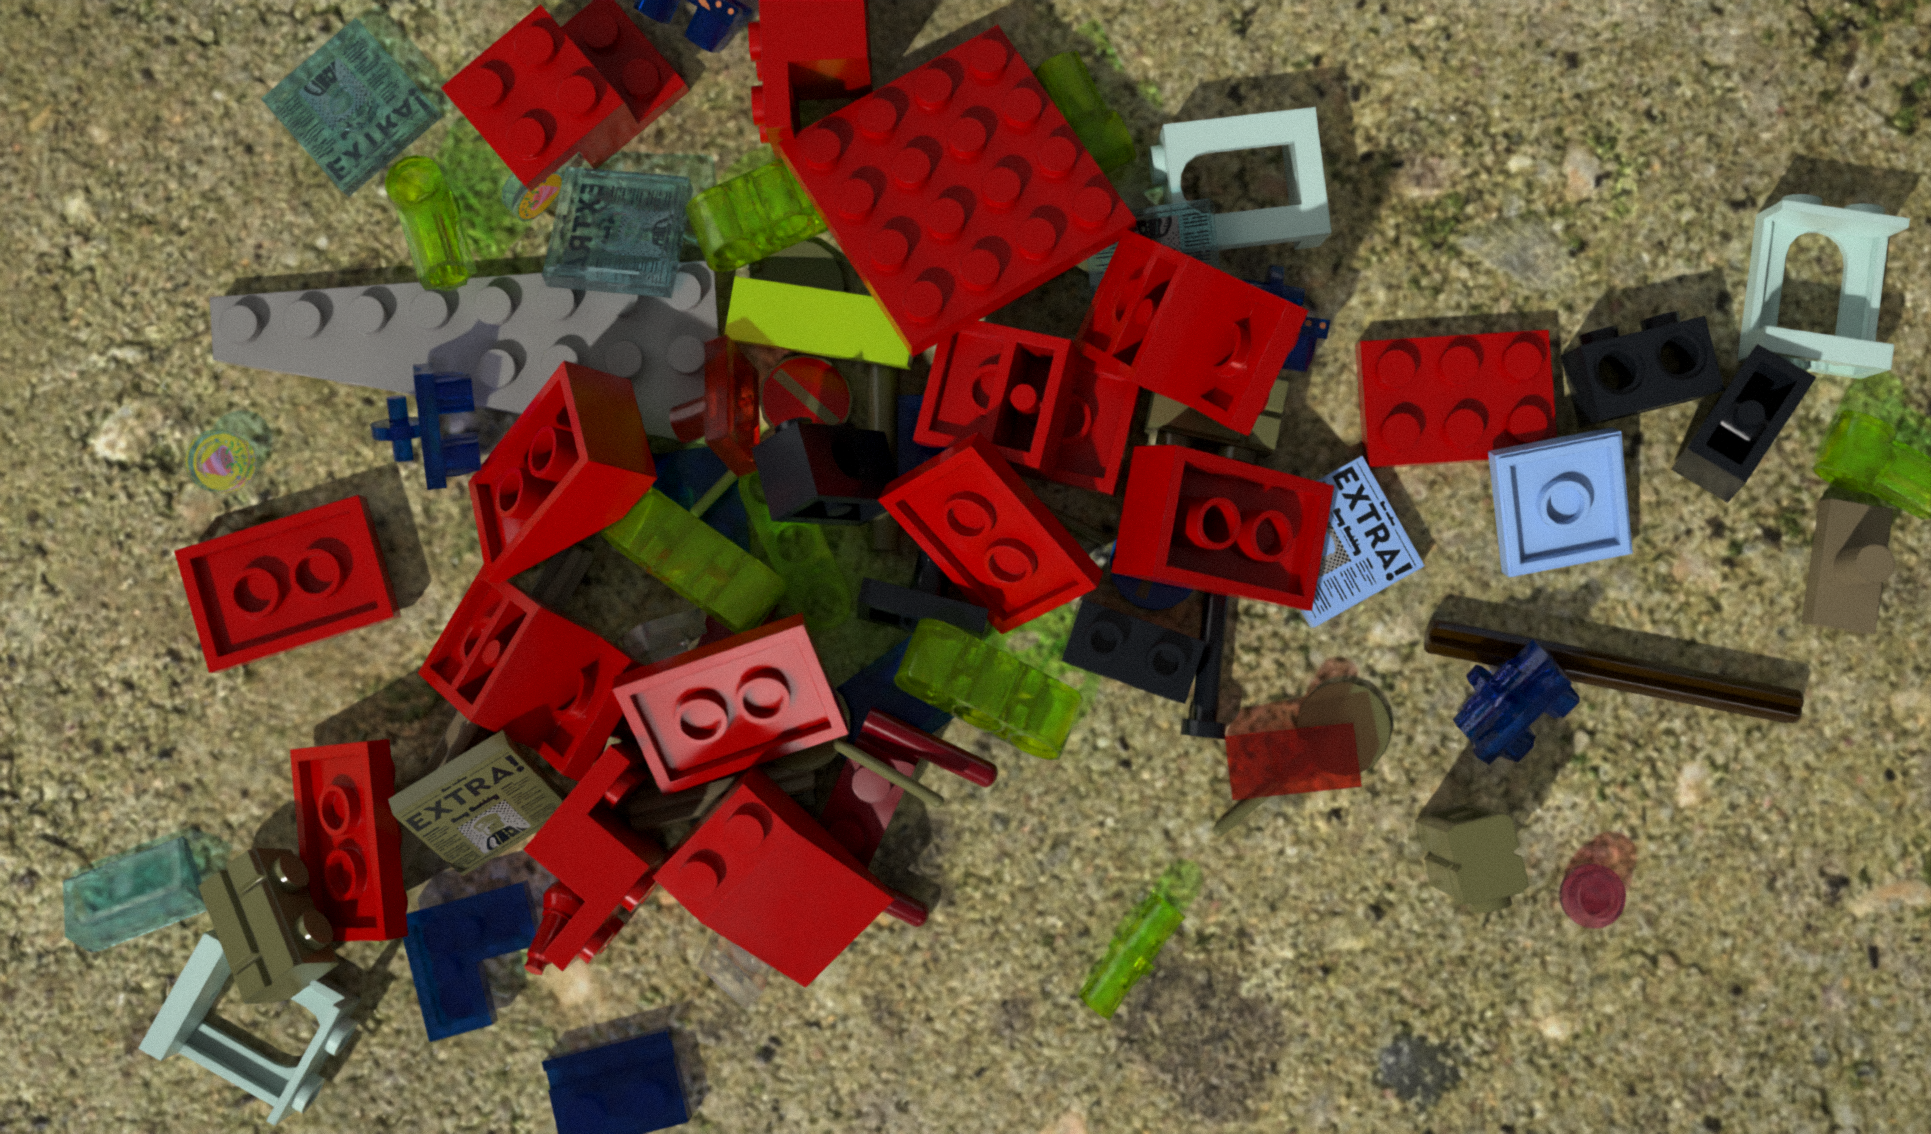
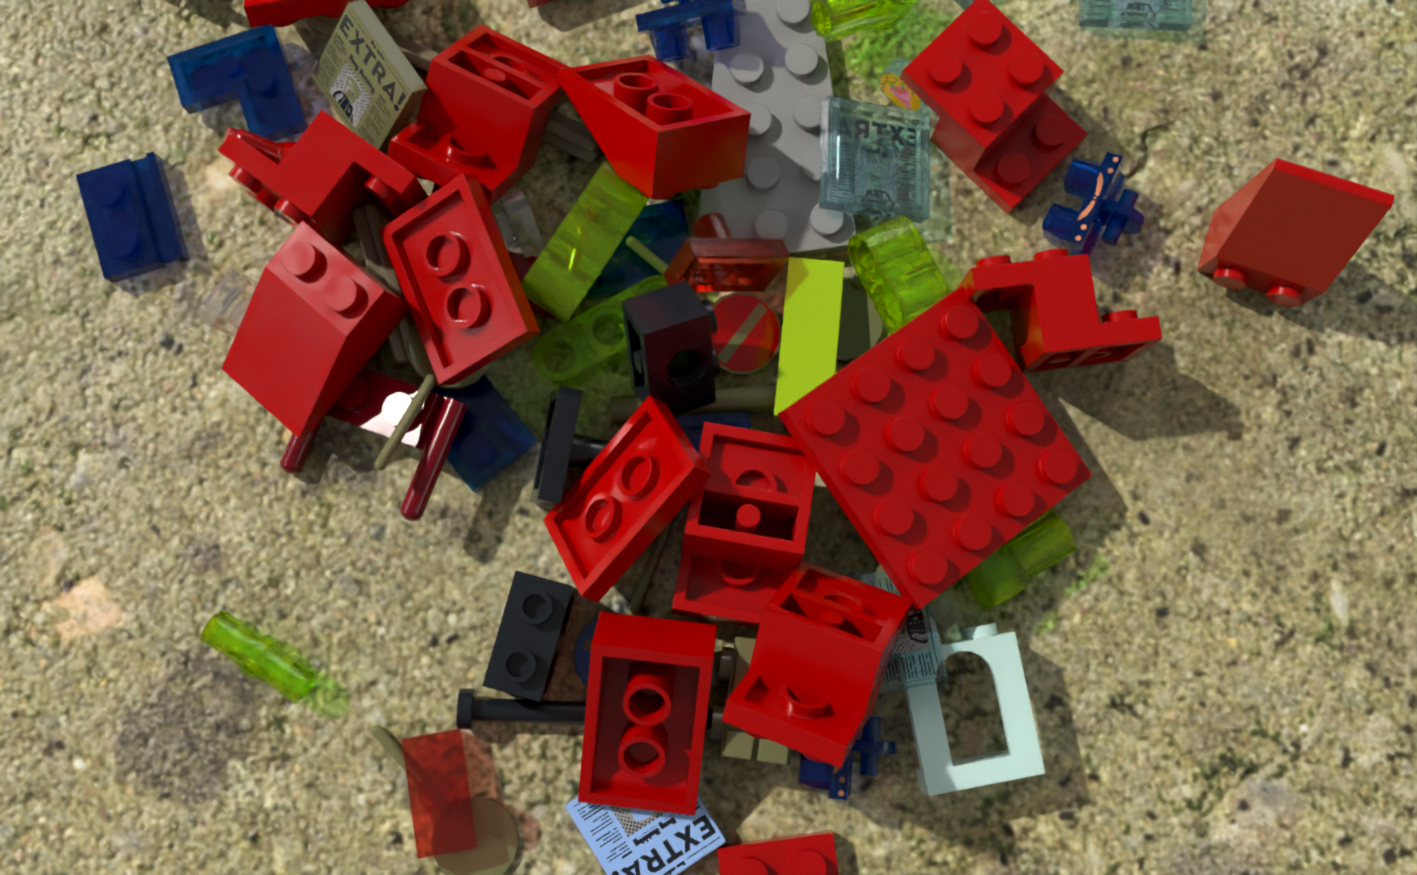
camera: 85 degrees right, 5 degrees down
(988, 689) = (489, 509): clear neon green beam -> none

